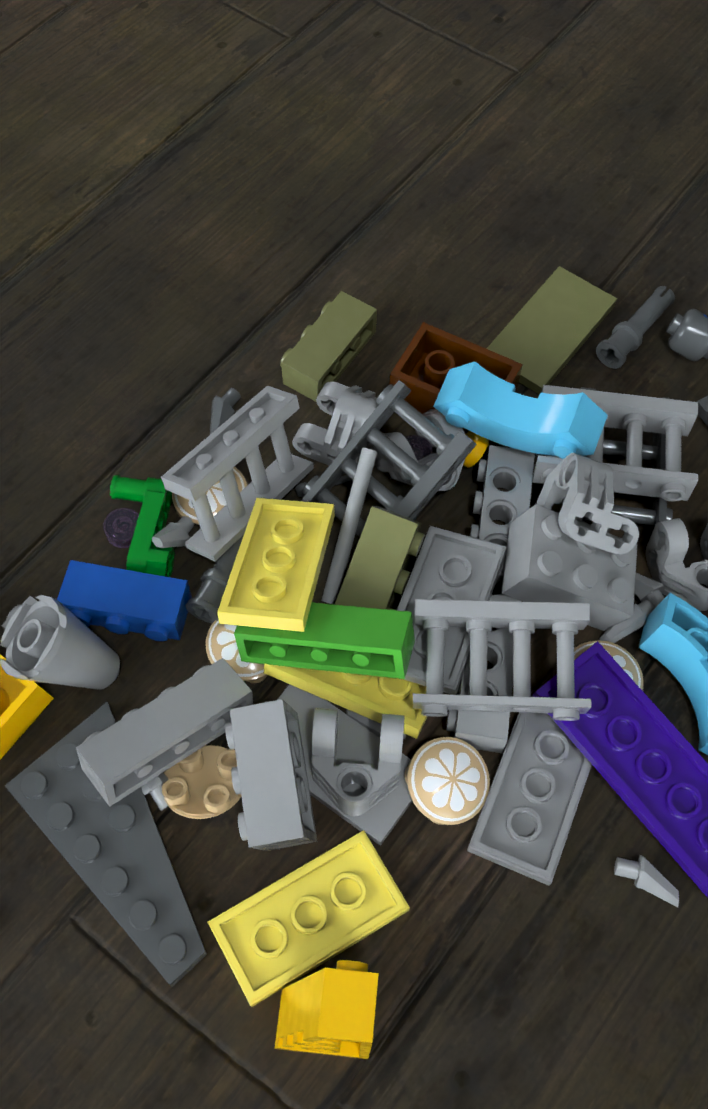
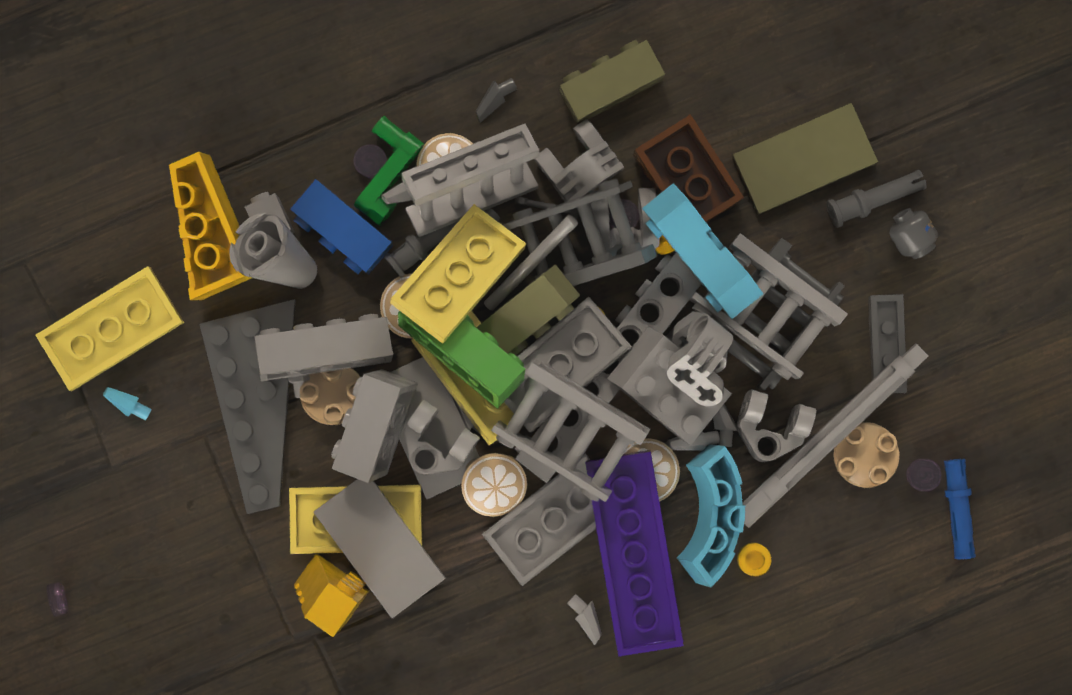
camera: 25 degrees right, 25 degrees up
(344, 916) = (379, 545): none -> light grey tile

